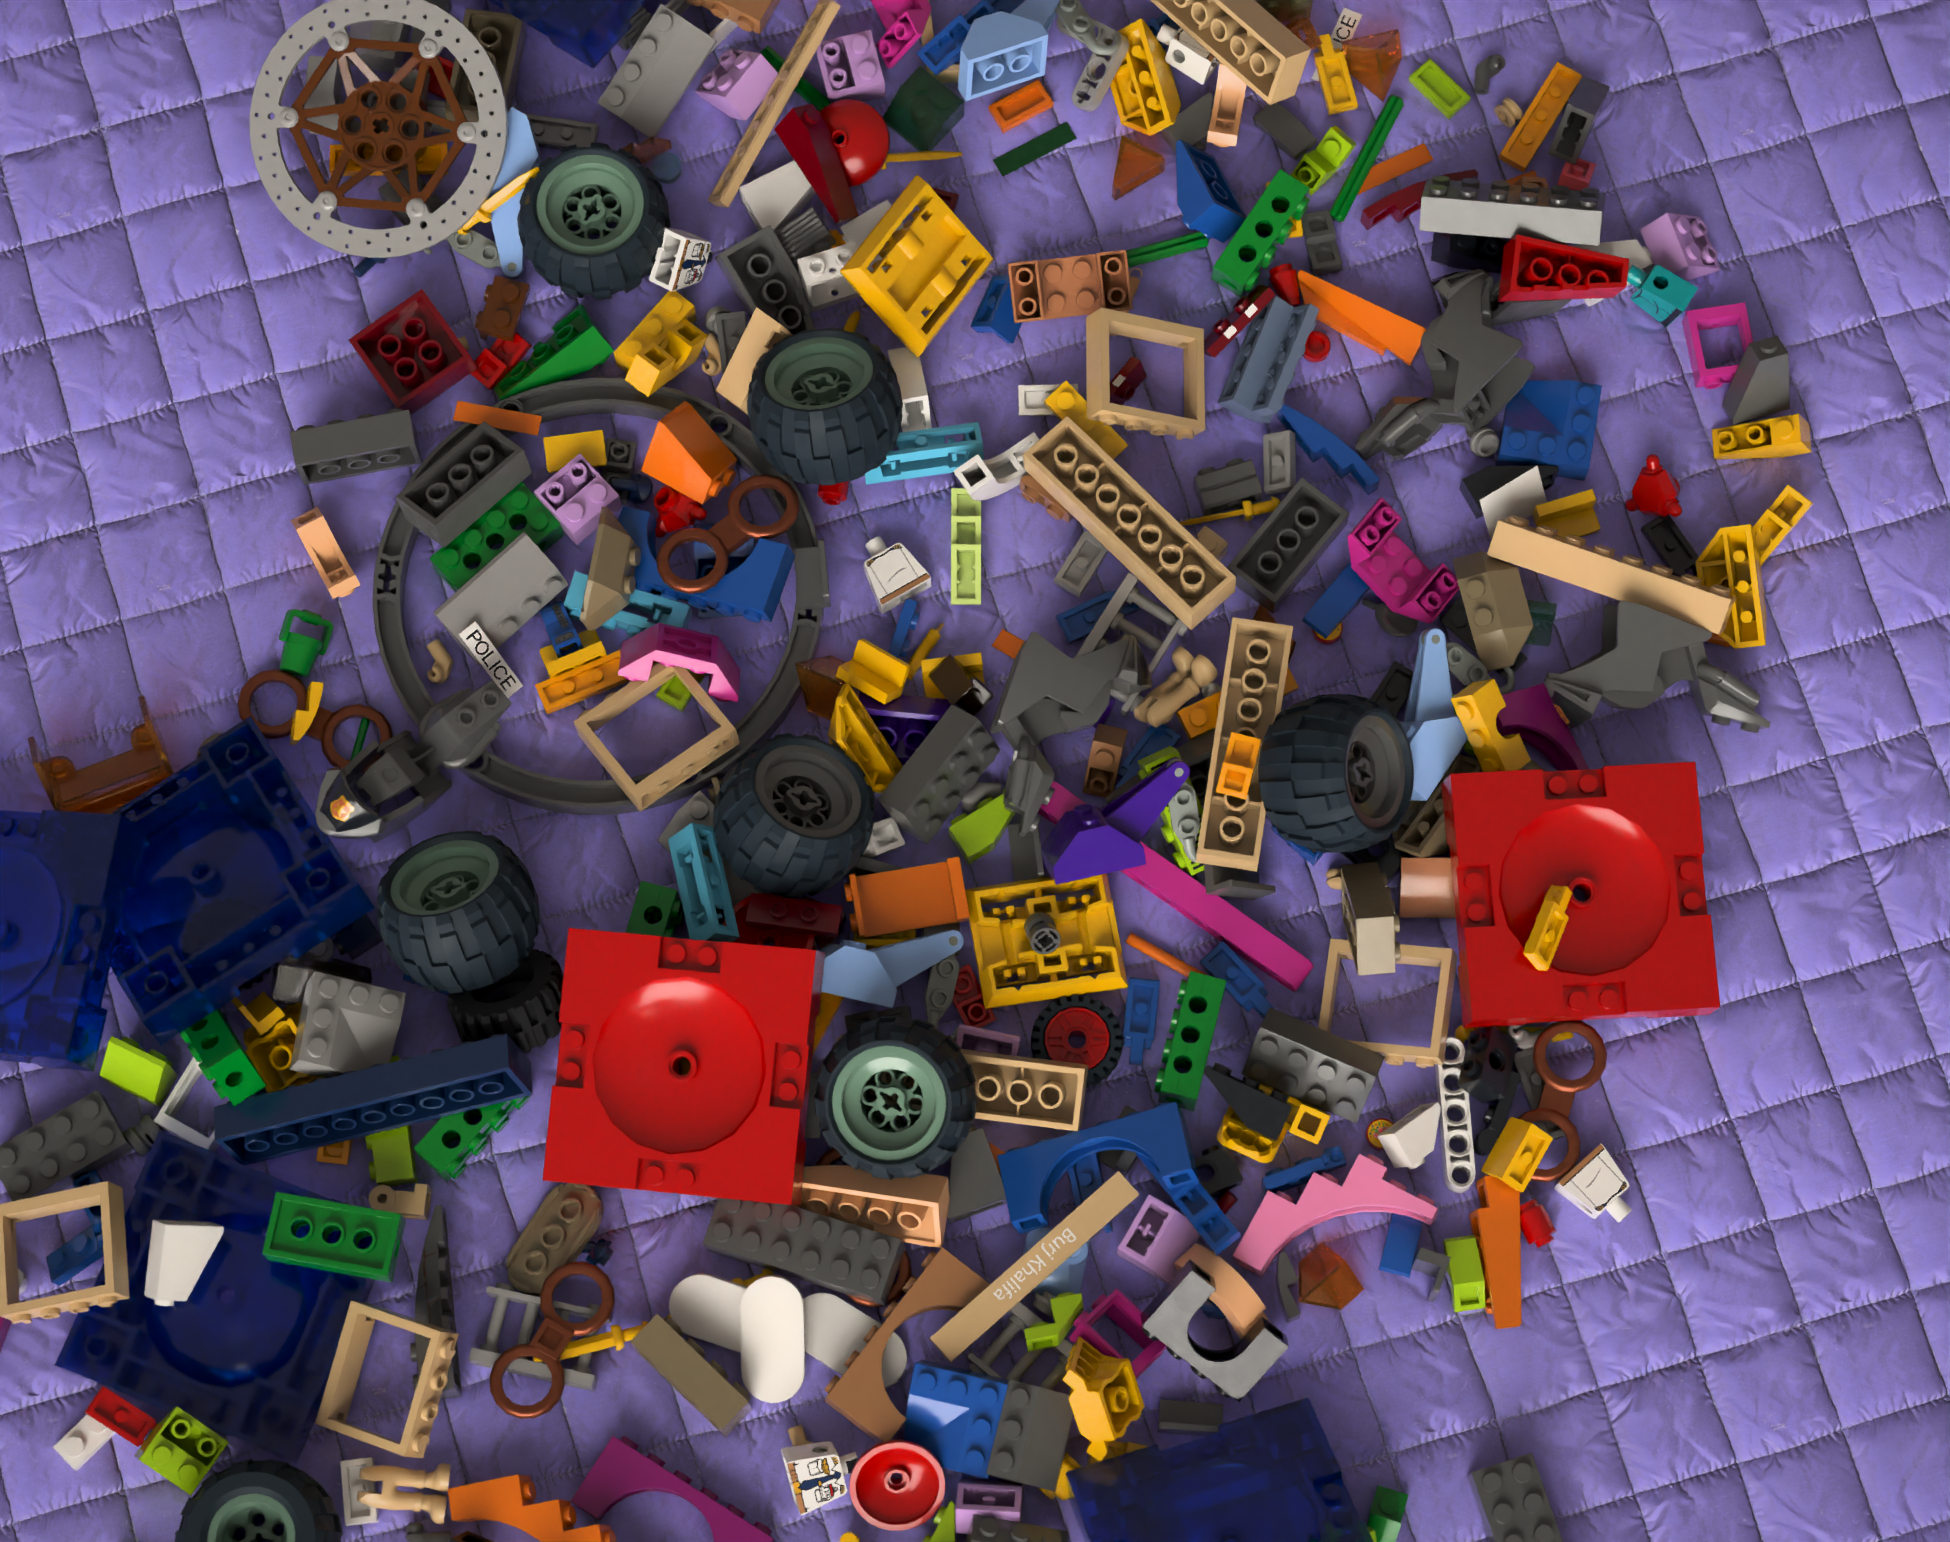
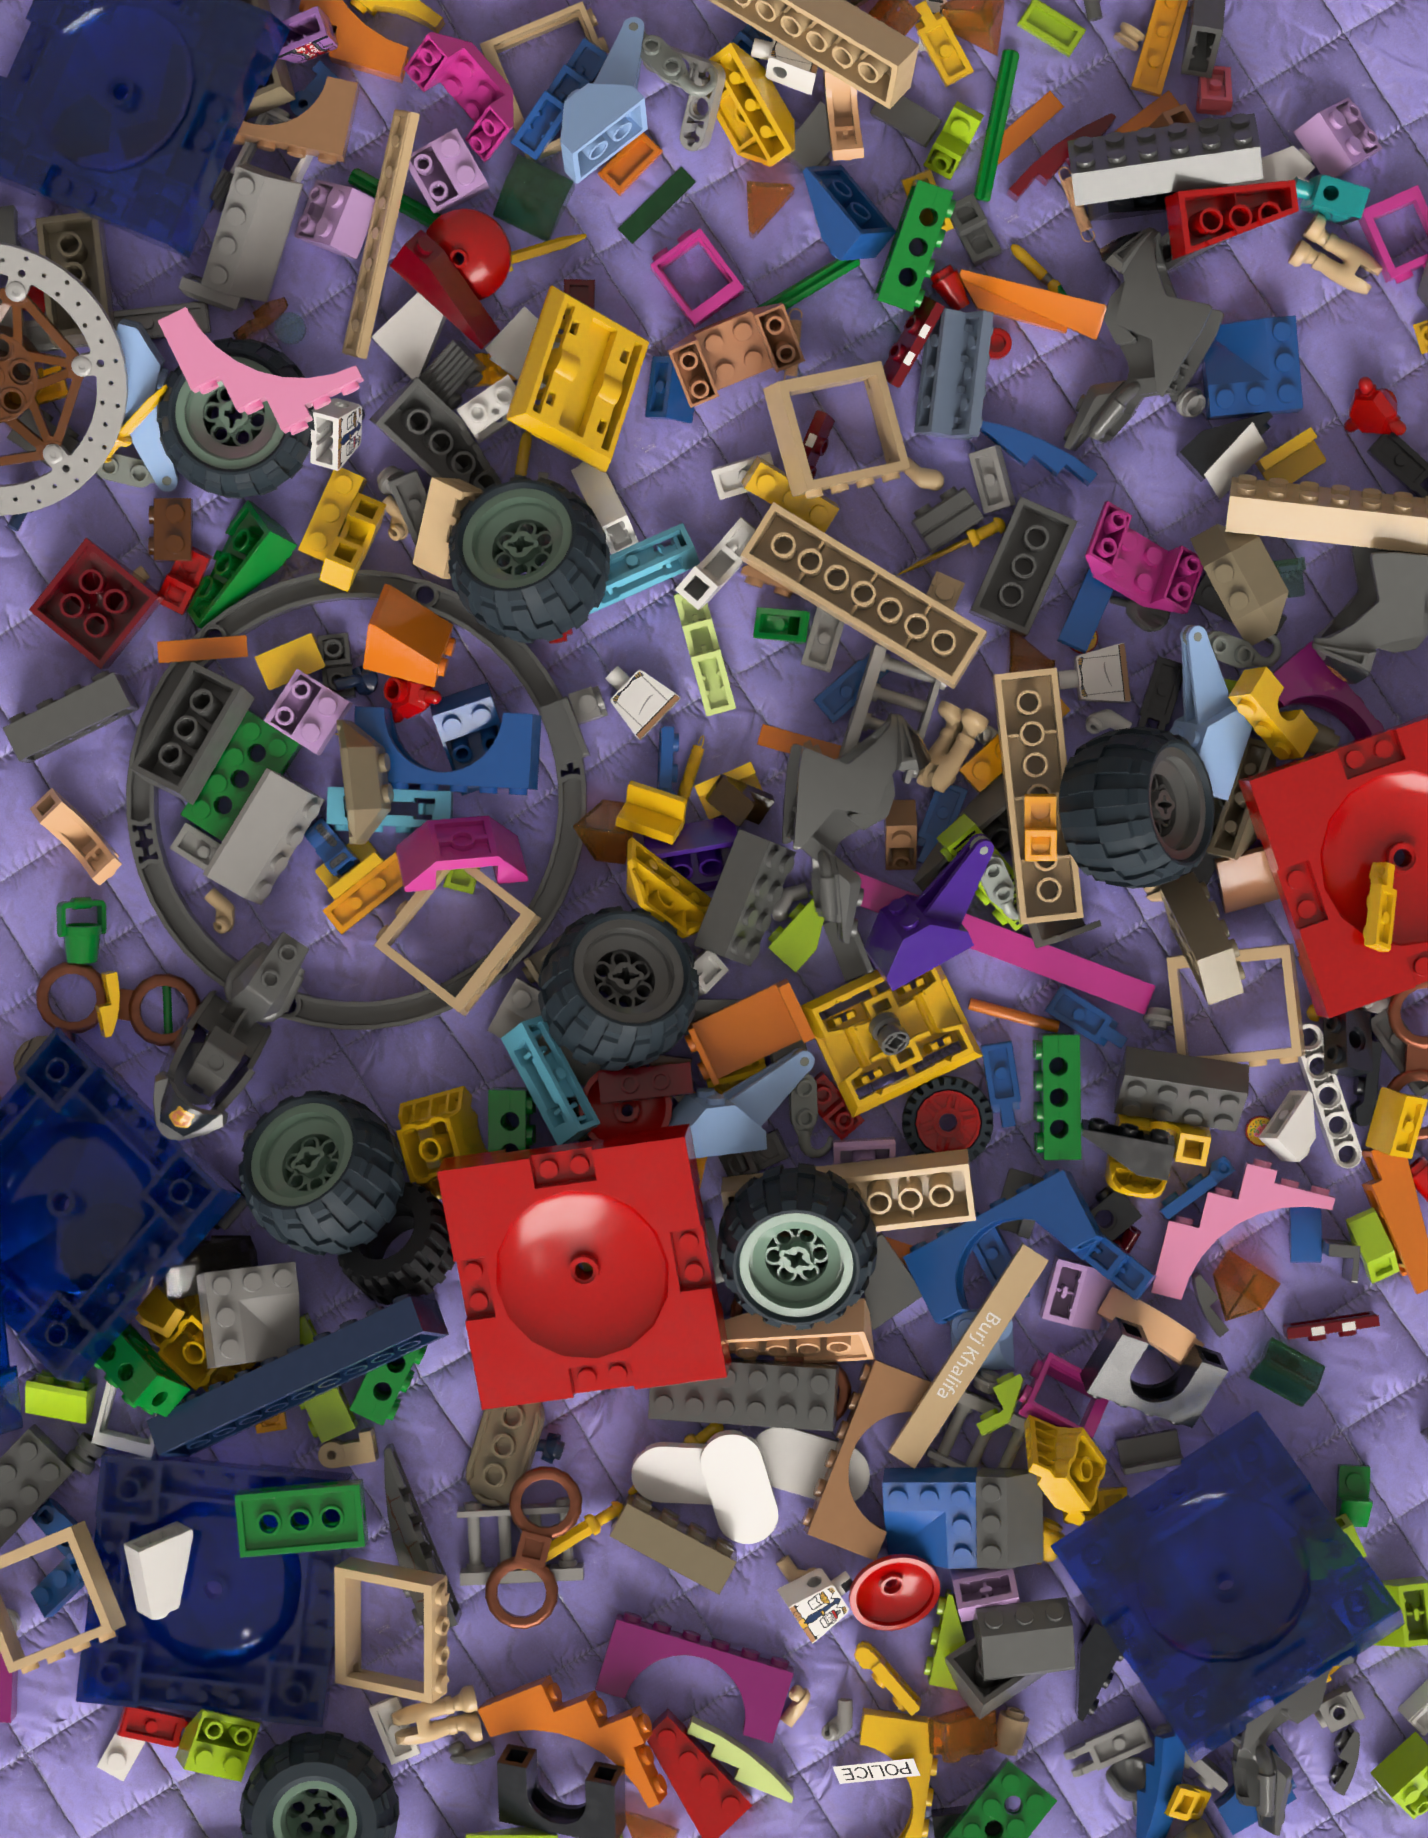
camera: 15 degrees left, 15 degrees up
(431, 595) = (195, 846): none -> light grey plate
(490, 659) = (272, 900): white sticker -> none
(579, 908) = (437, 1129): none -> yellow slope
(604, 117) = (191, 287): none -> light grey piece
(614, 182) = (248, 388): none -> bright pink arch
(727, 534) = (469, 714): copper bar -> none
(841, 564) = (588, 704): none -> light grey brick
(1045, 539) = (781, 625): none -> green slope
(1063, 242) = (715, 303): none -> dark pink window
(1217, 445) = (925, 477): none -> tan arm
(1308, 998) = (1158, 1018): none -> light grey plate
(1333, 664) = (1099, 676): none -> white torso
(1348, 1378) = (1287, 1372): none -> clear green panel
(1368, 287) = (1037, 269): none -> yellow piece
(1417, 1344) = (1318, 1328): none -> dark red plate
(1423, 248) = (1079, 212): none -> light nougat piece
(1666, 349) = (1350, 254): none -> tan piece

